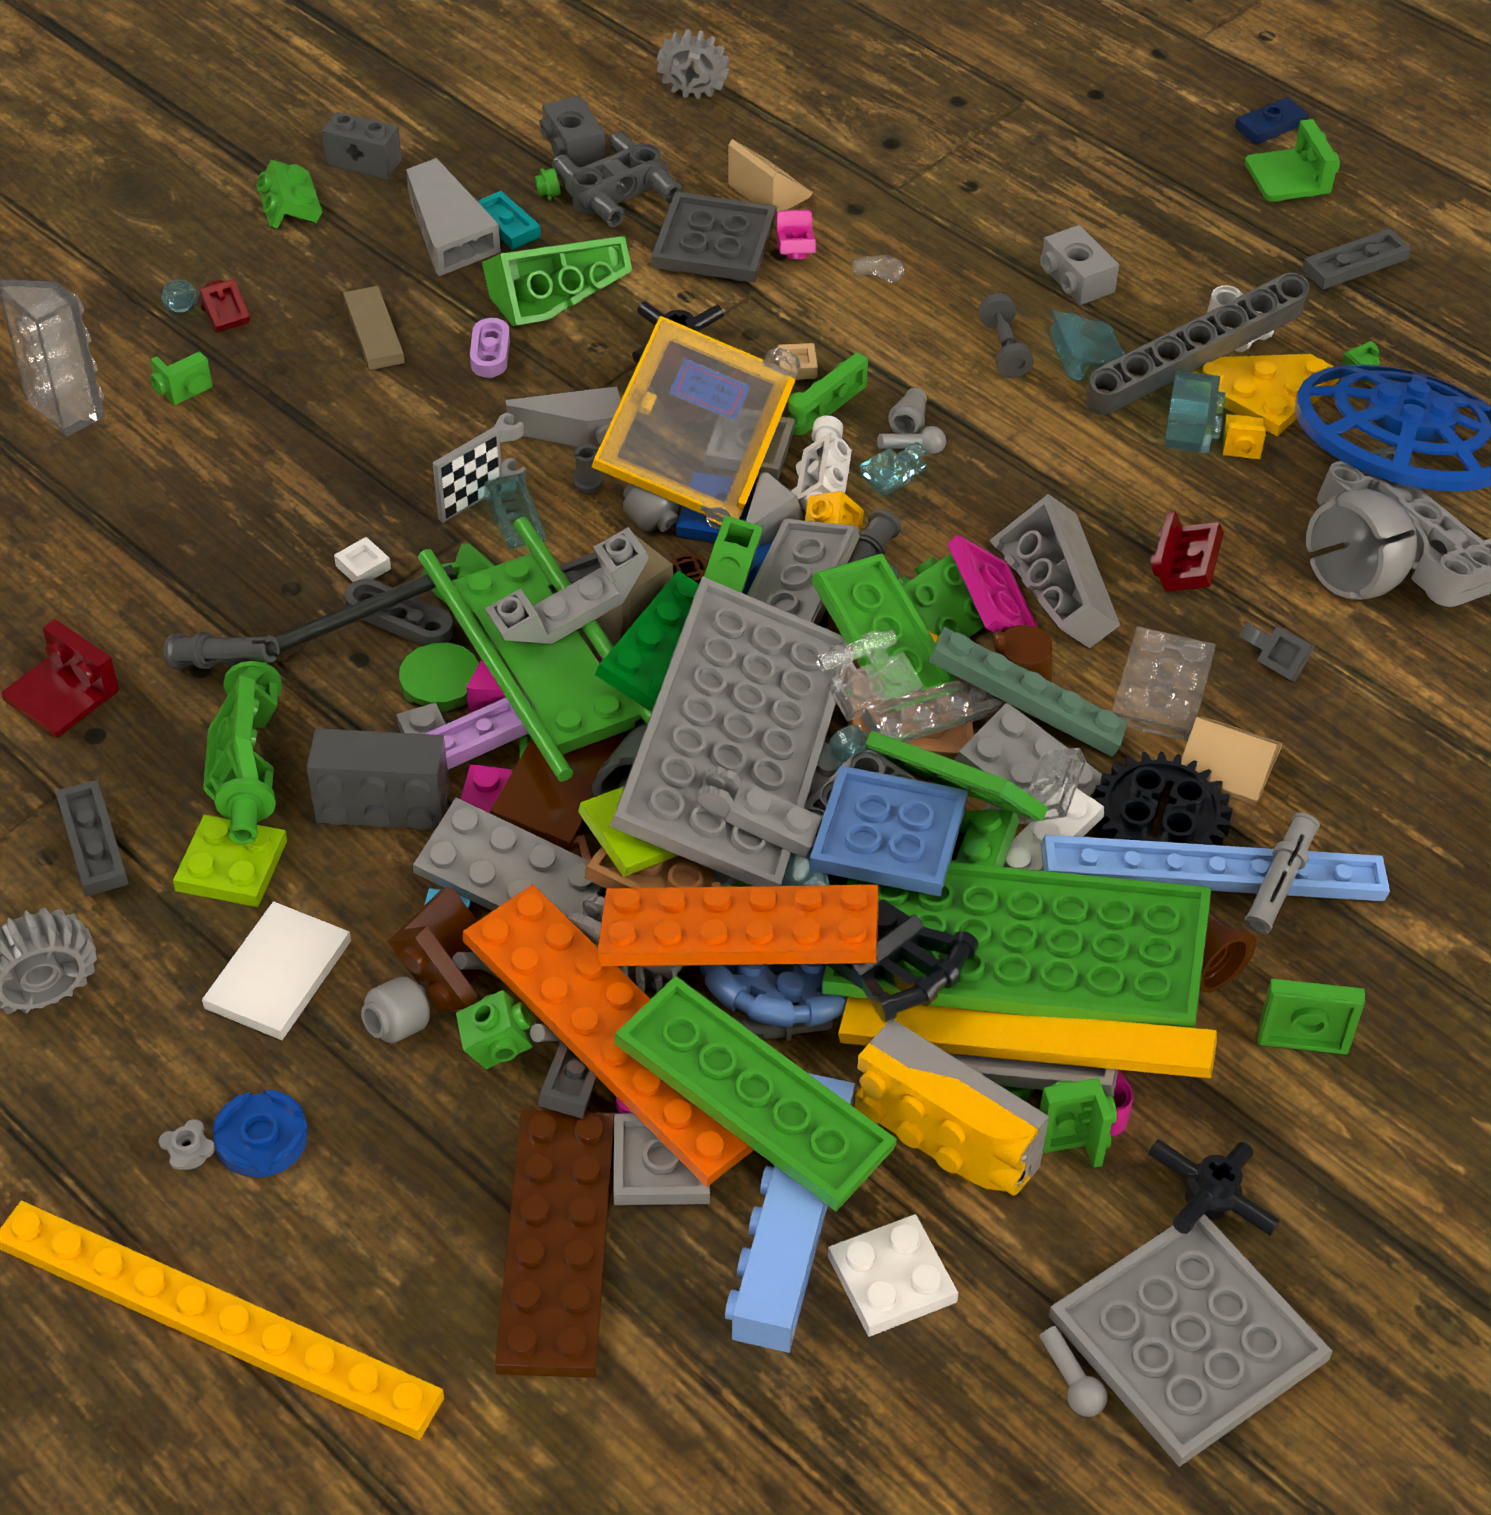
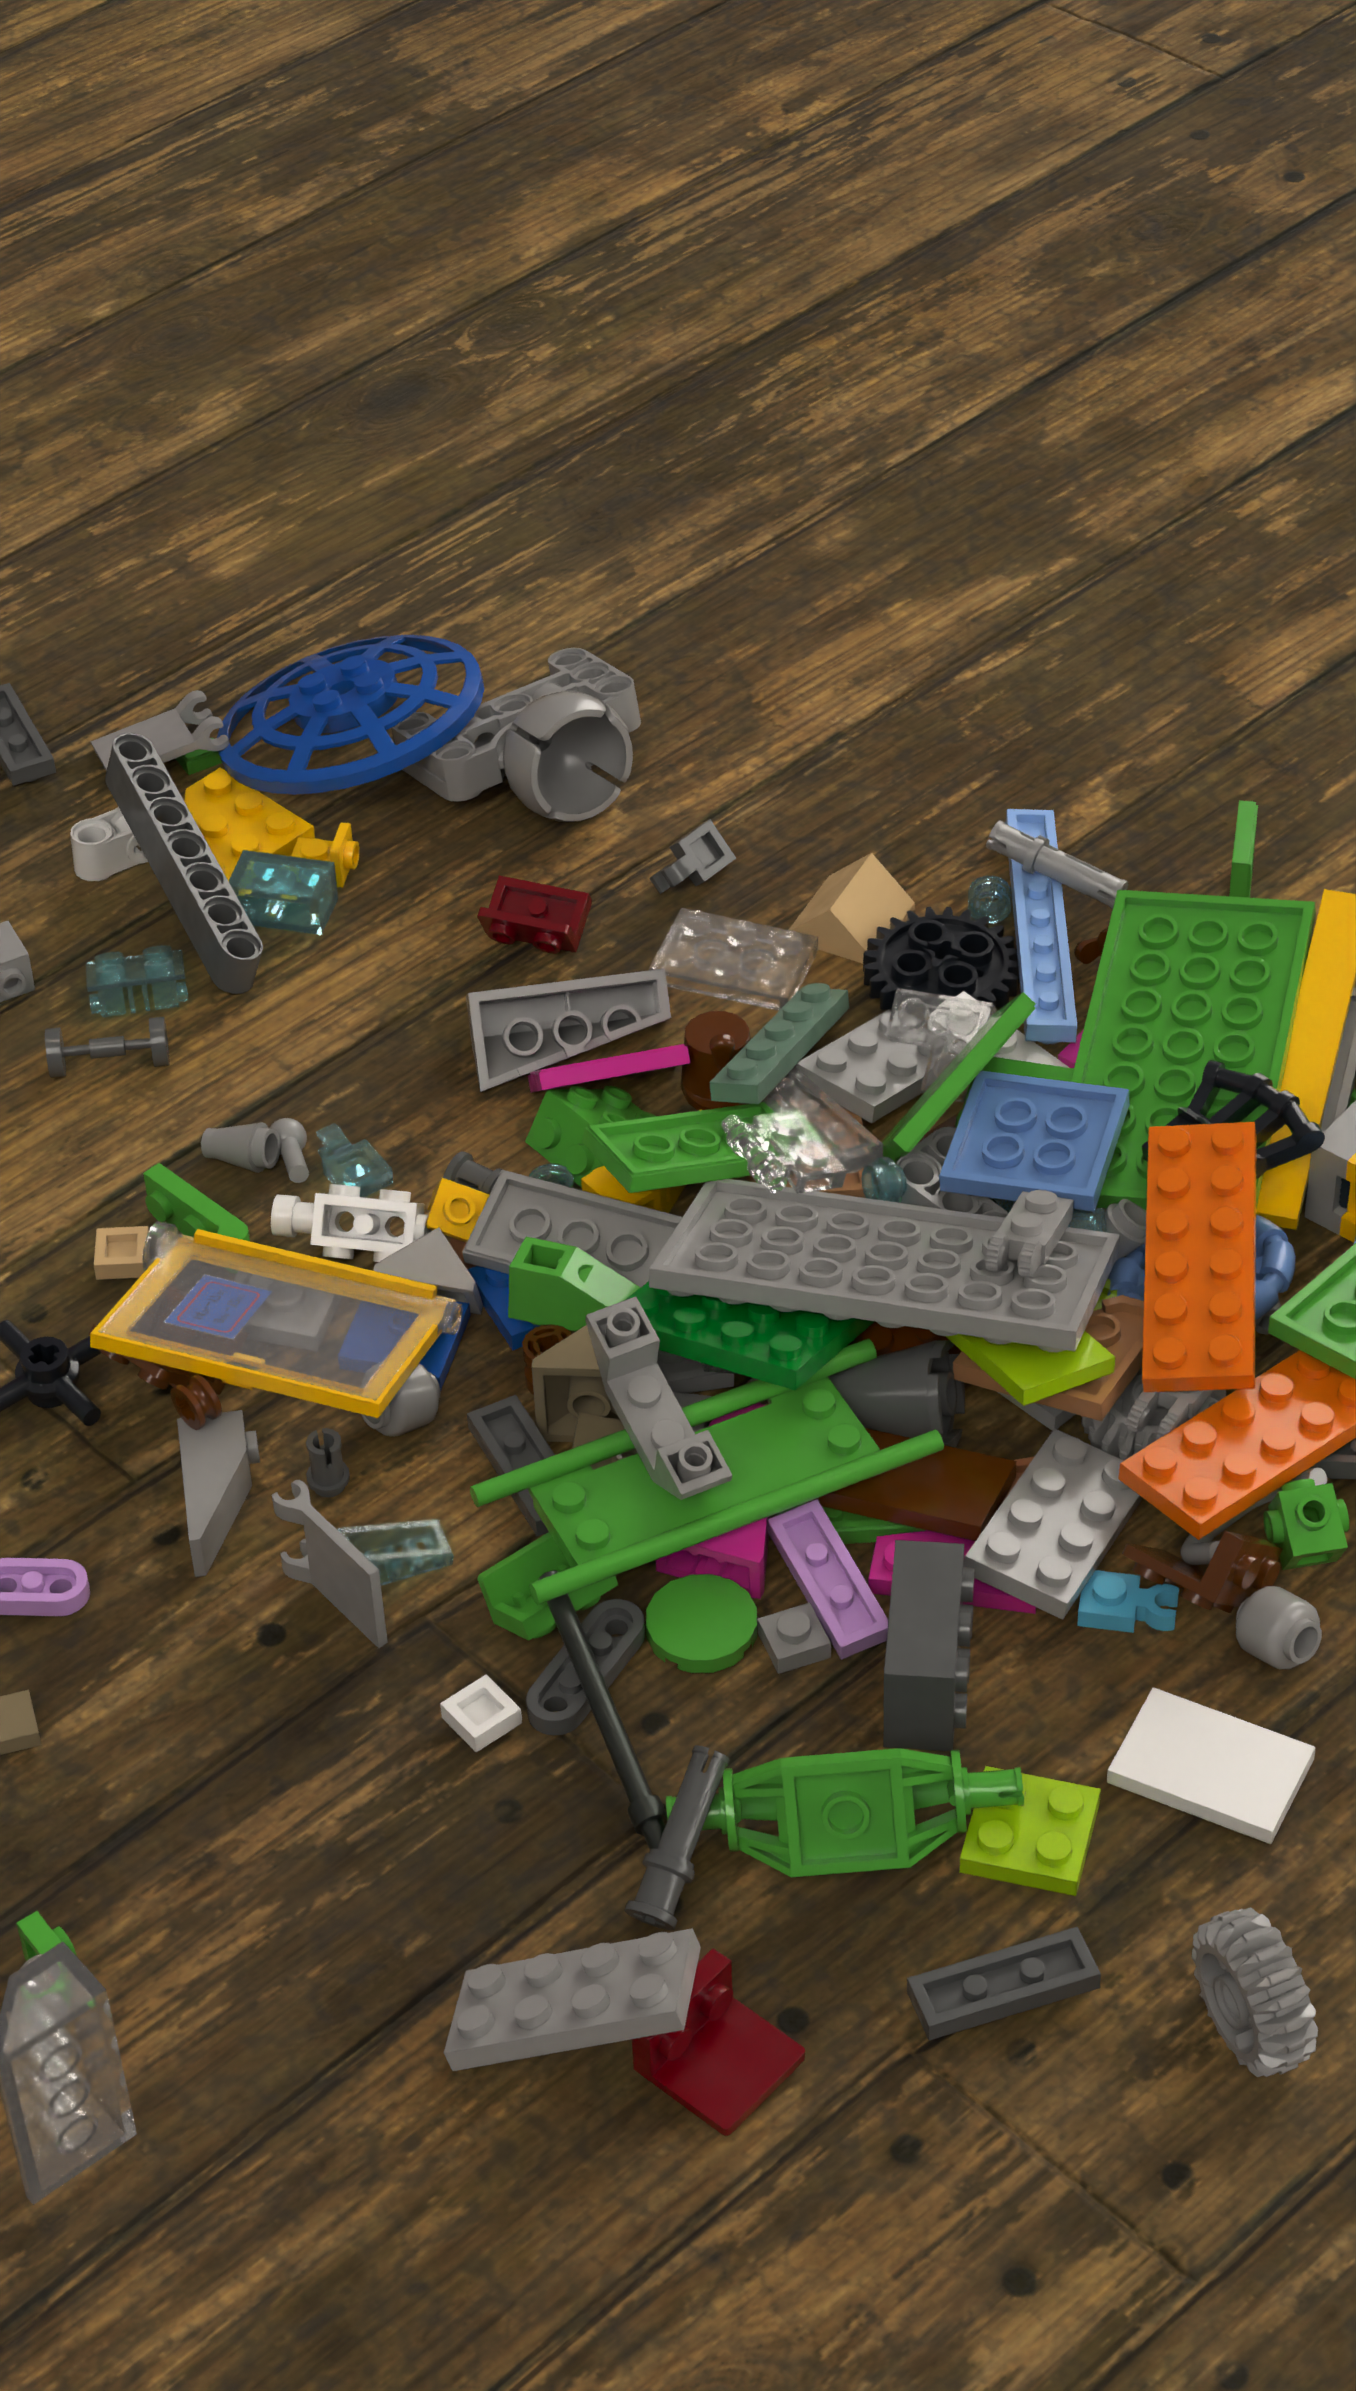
camera: 85 degrees left, 5 degrees down
(92, 599) = (573, 1999): none -> light grey plate
(614, 382) = (196, 1401): none -> reddish brown bush
(1259, 839) = (994, 888): none -> clear light blue bush
(1361, 332) = (170, 733): none -> light grey flag

